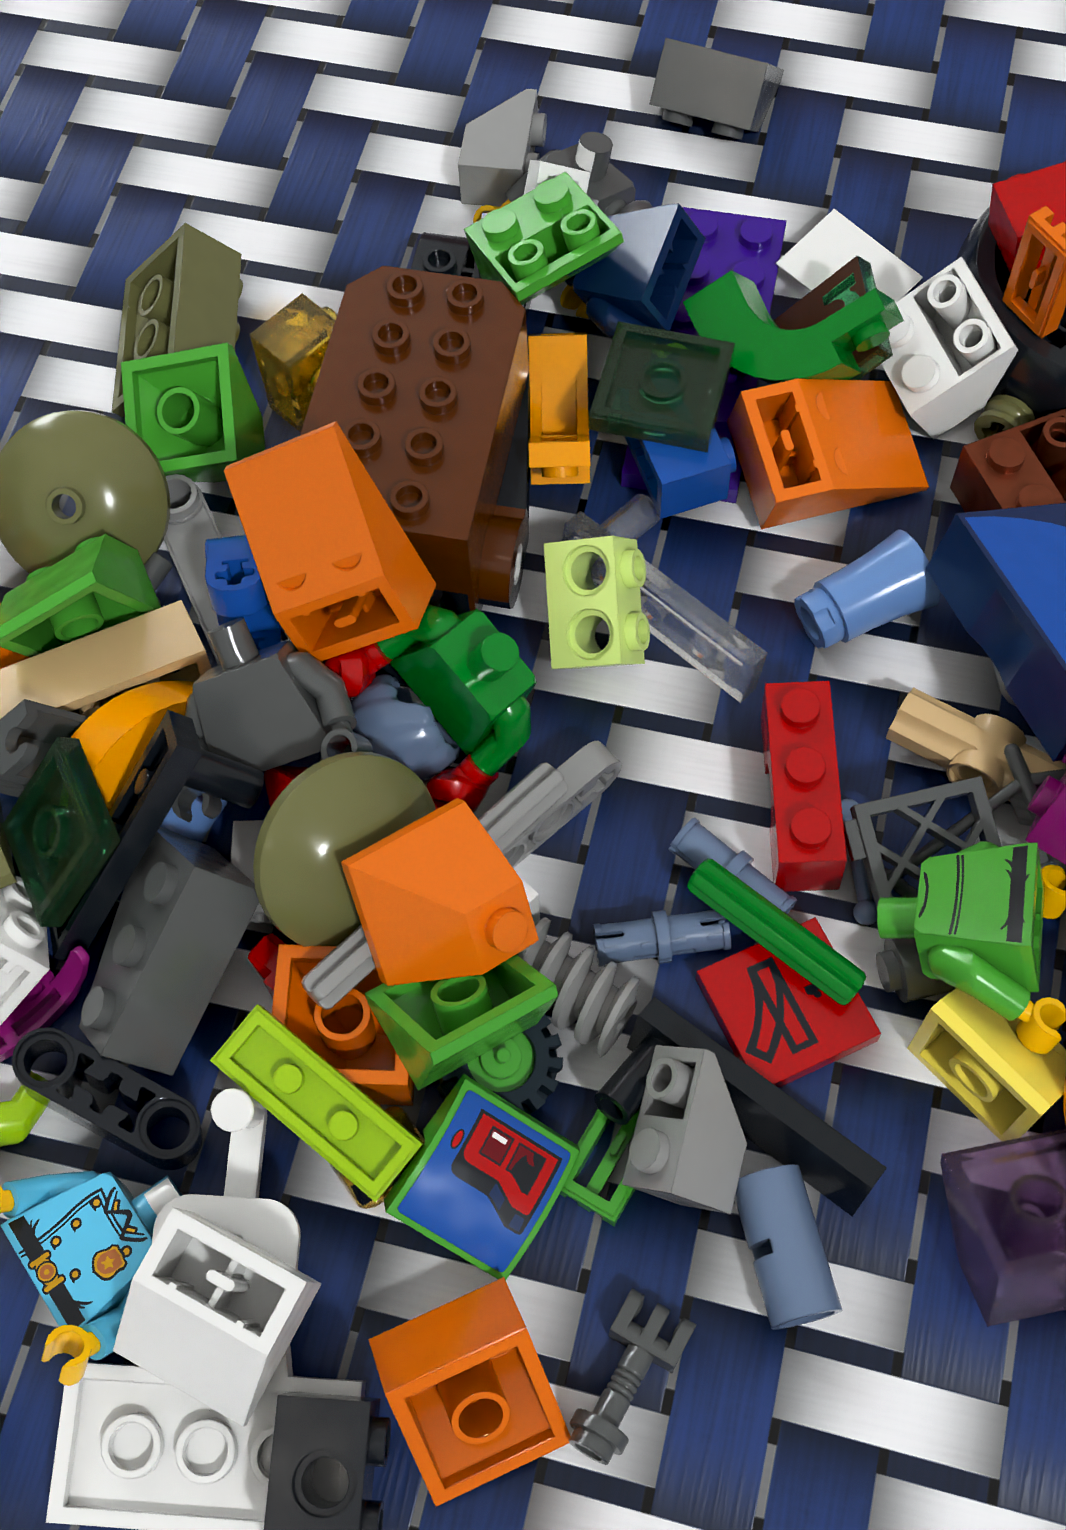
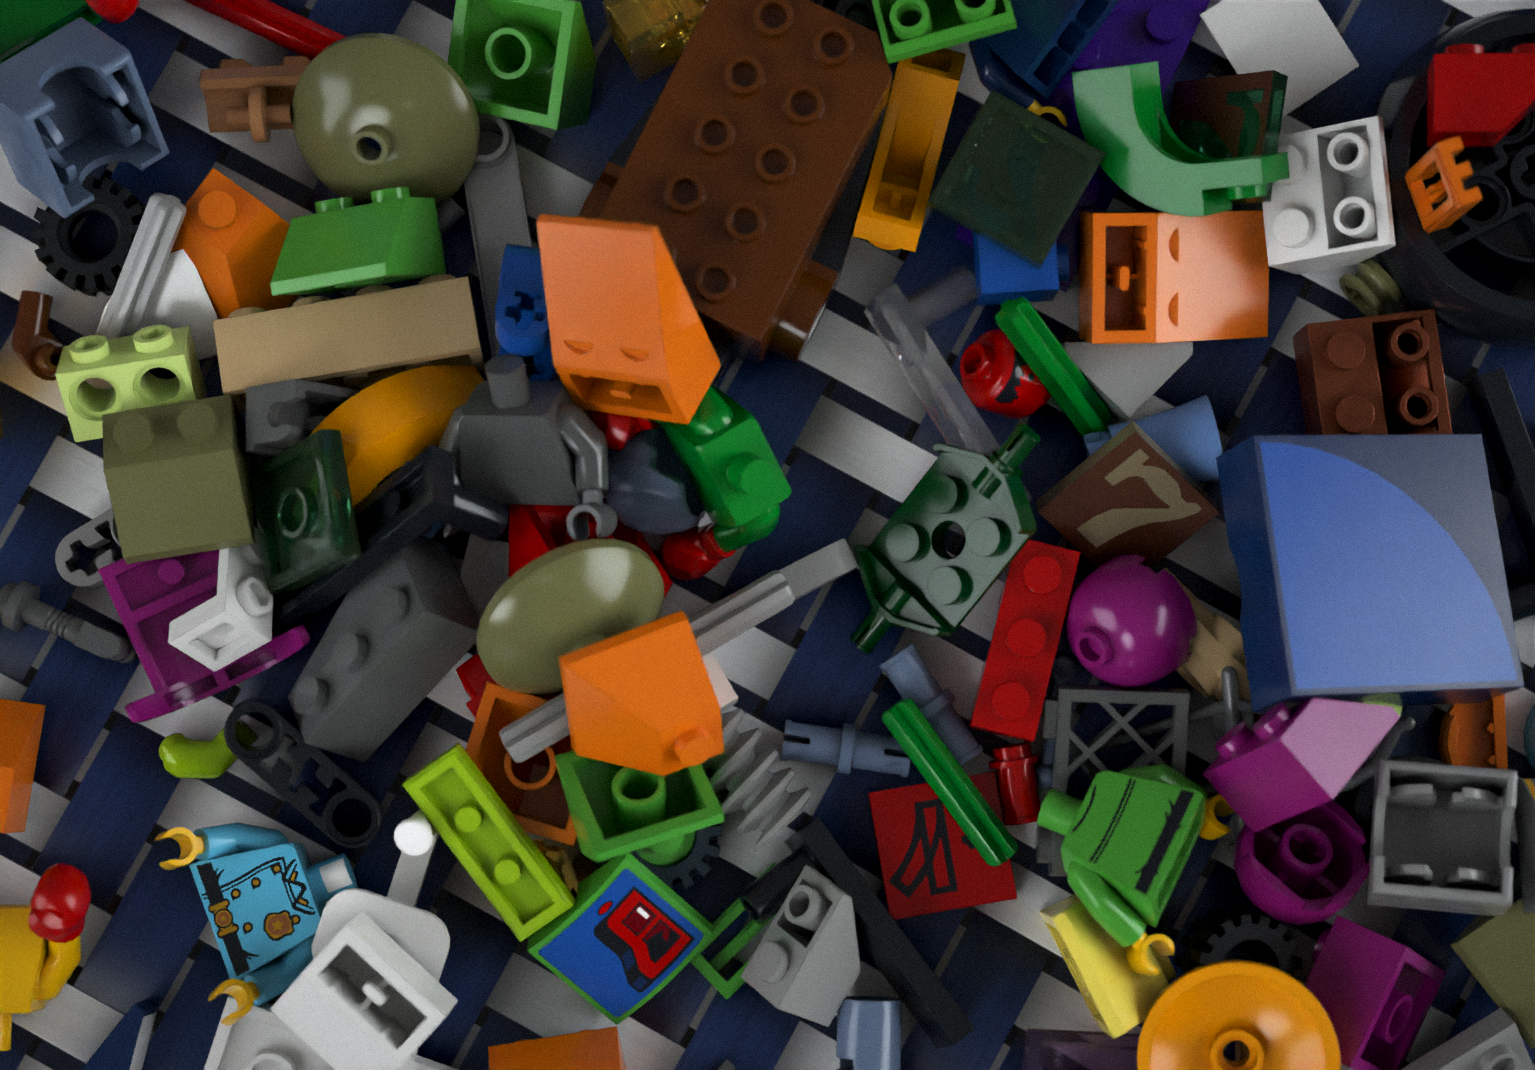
camera: 10 degrees right, 20 degrees up
(579, 605) = (866, 393): yellowish green brick -> none
(703, 657) = (907, 565): none -> dark green plate
(708, 562) = (1000, 378): none -> red head
(746, 534) = (1053, 366): none -> green axle
(808, 539) = (1128, 372): none -> light grey slope
(841, 921) = (1017, 782): none -> red pin
(859, 637) = (1127, 501): none -> reddish brown tile
(901, 732) = (1130, 623): none -> magenta cylinder

